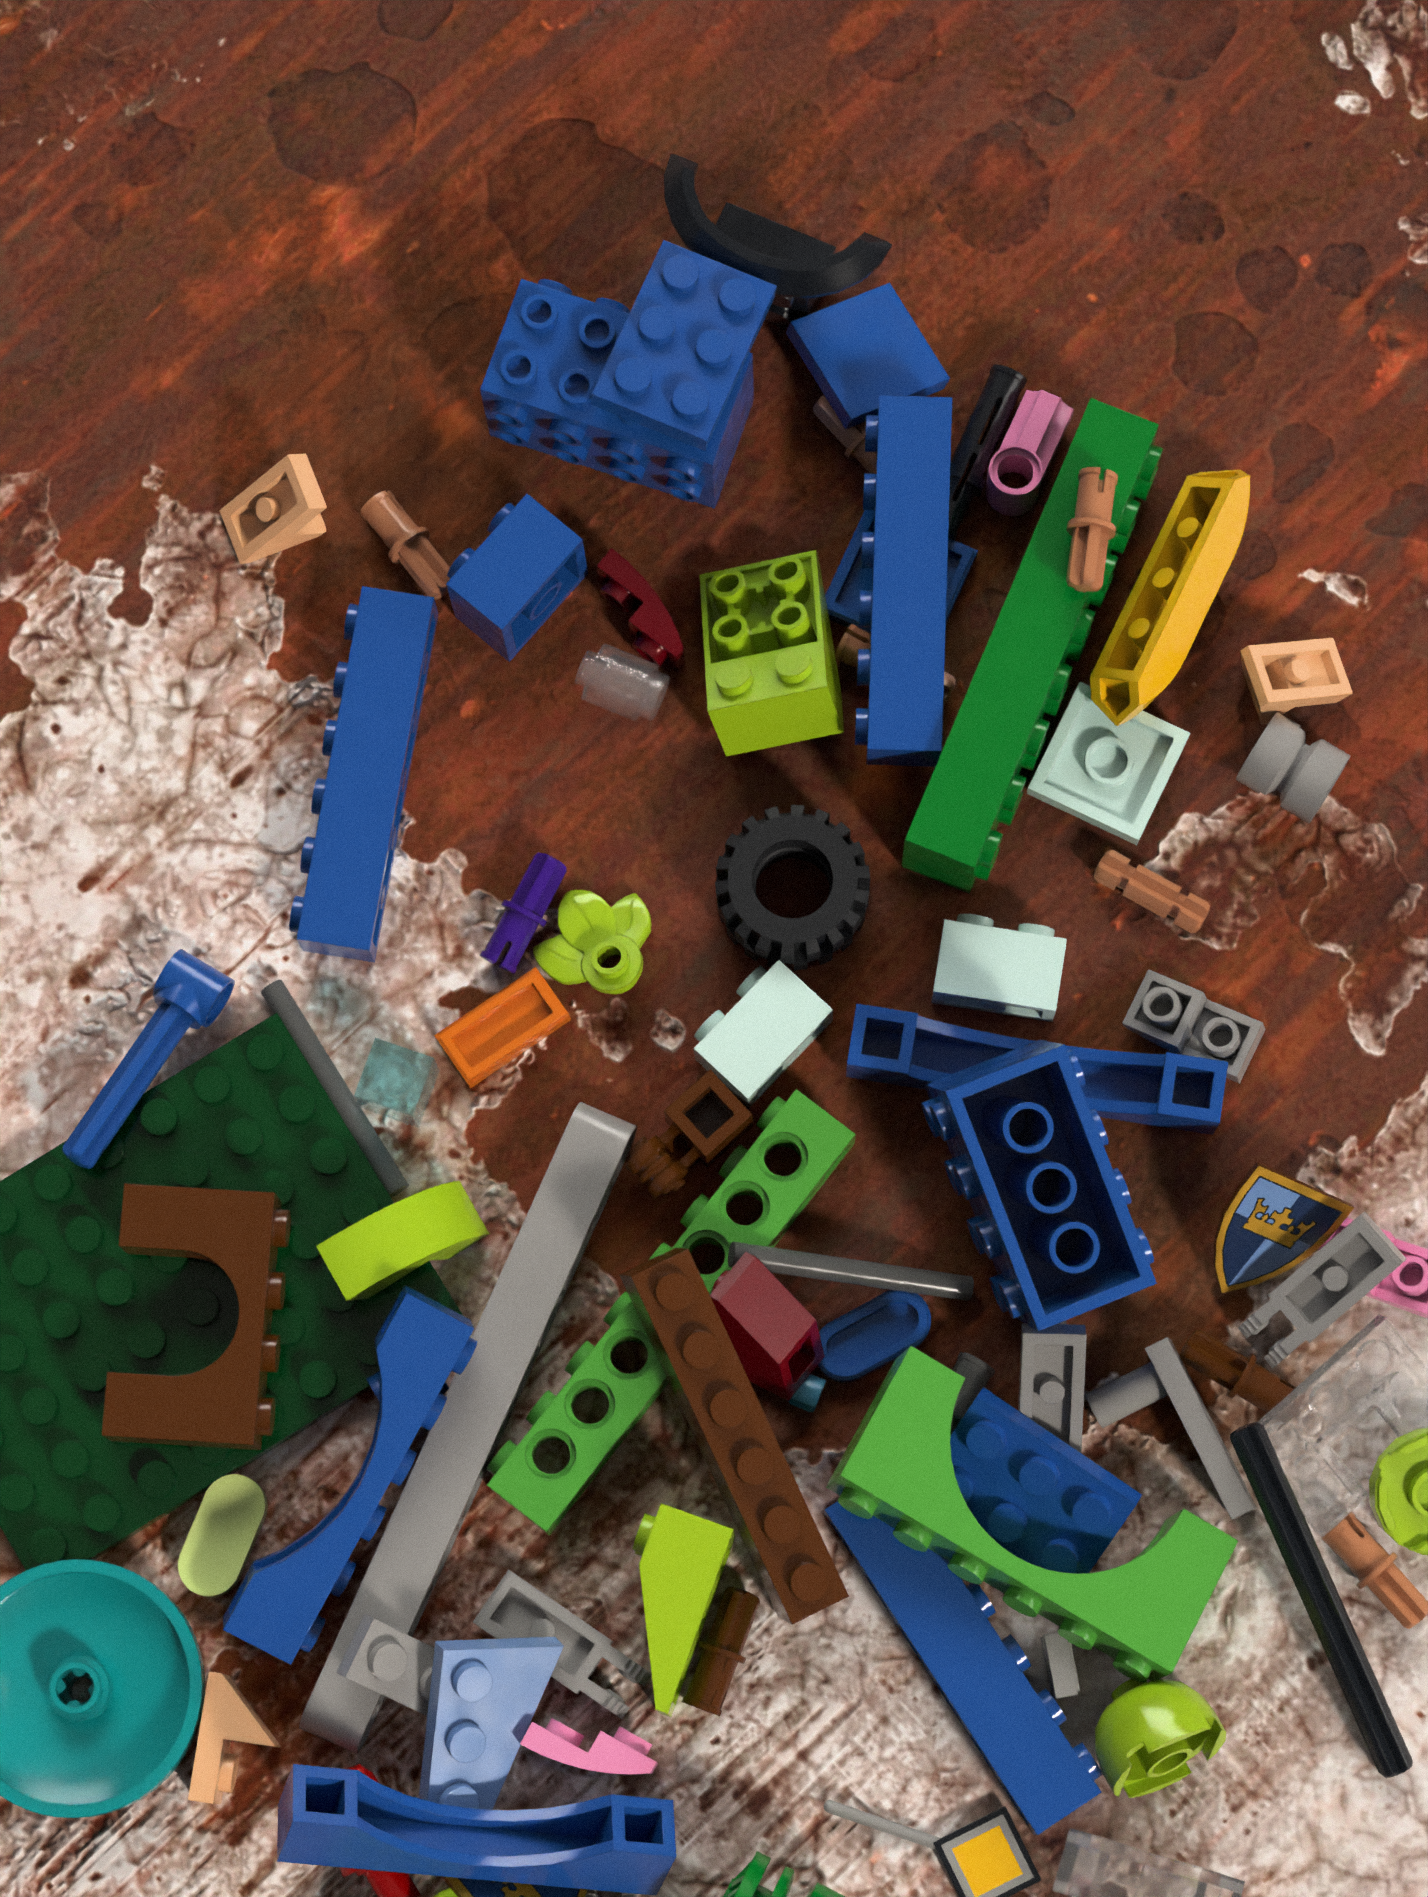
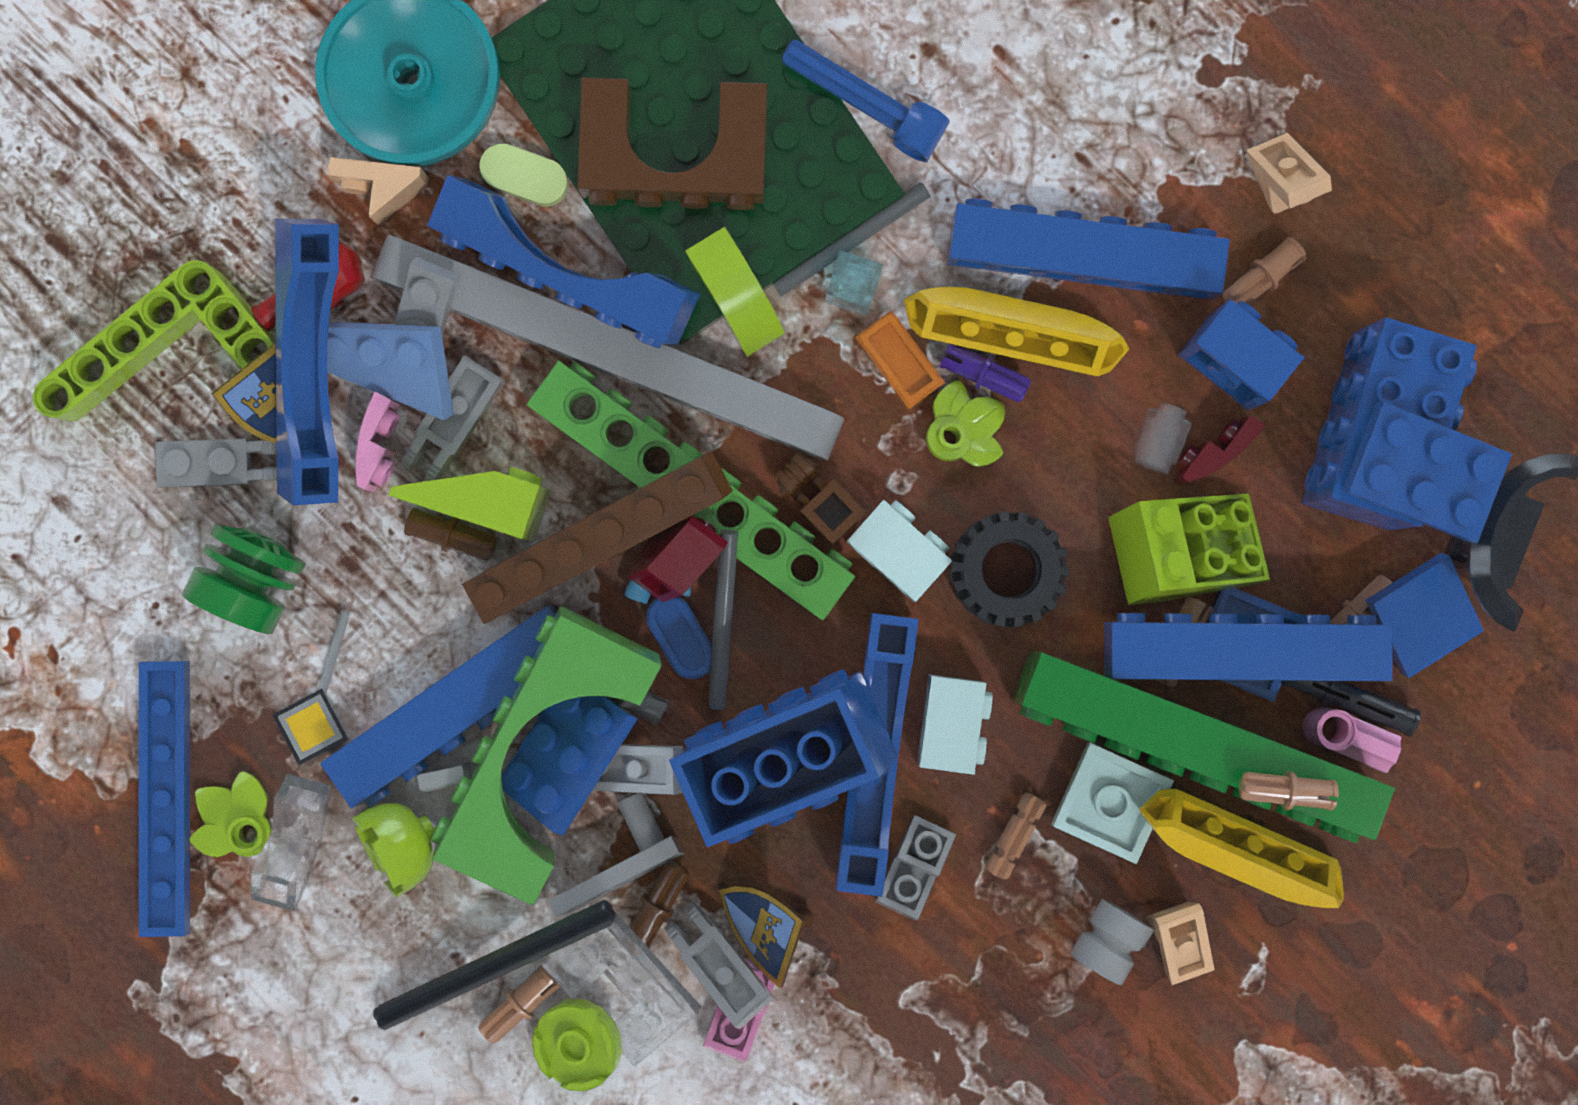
camera: 85 degrees right, 10 degrees up
(468, 870) = (1015, 329): none -> yellow brick

